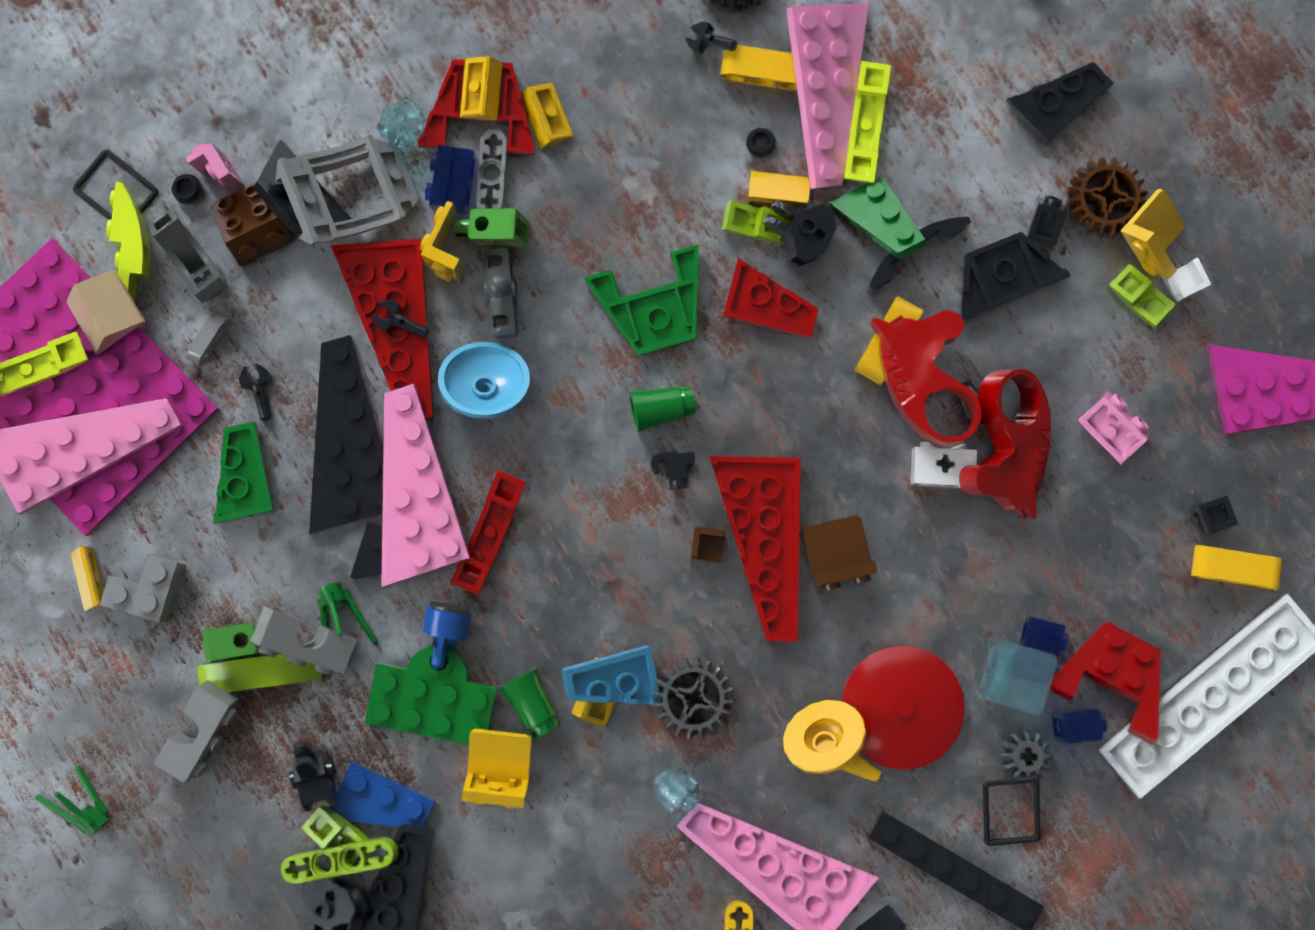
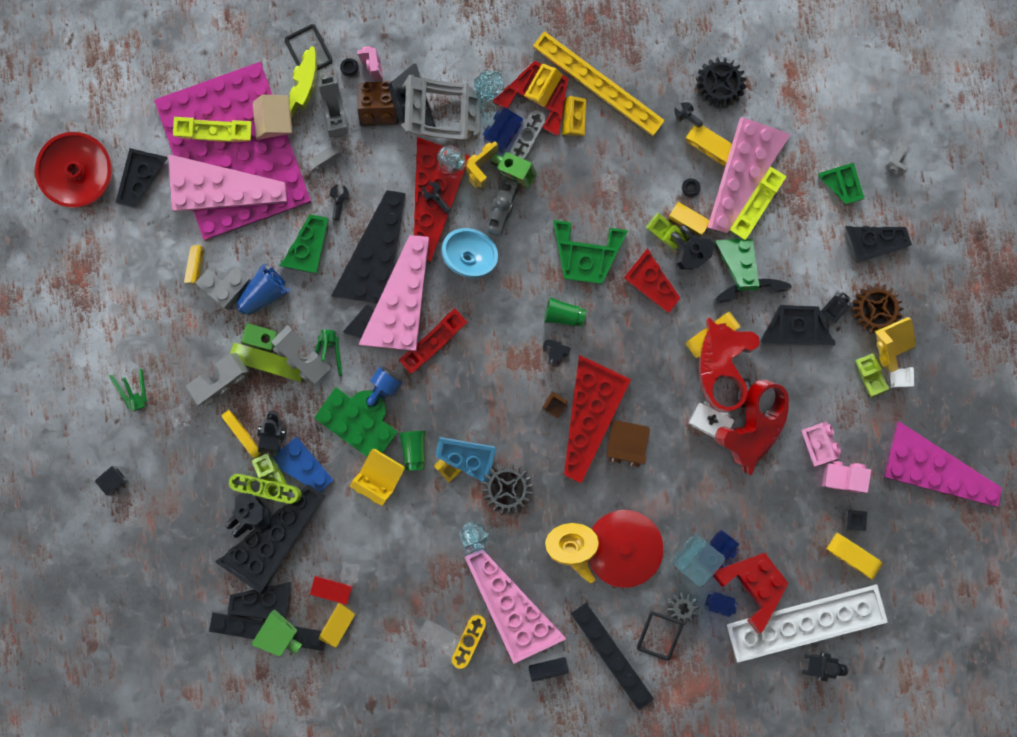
camera: 25 degrees right, 0 degrees up
(204, 571) = (262, 290): none -> blue cone
(268, 794) = (241, 433): none -> yellow beam
(396, 255) = (451, 159): none -> clear light blue head
(559, 52) = (598, 83): none -> yellow plate
(976, 38) = (844, 183): none -> green wing
(1182, 458) = (851, 478): none -> bright pink brick
(1268, 748) = (824, 666): none -> black hinge

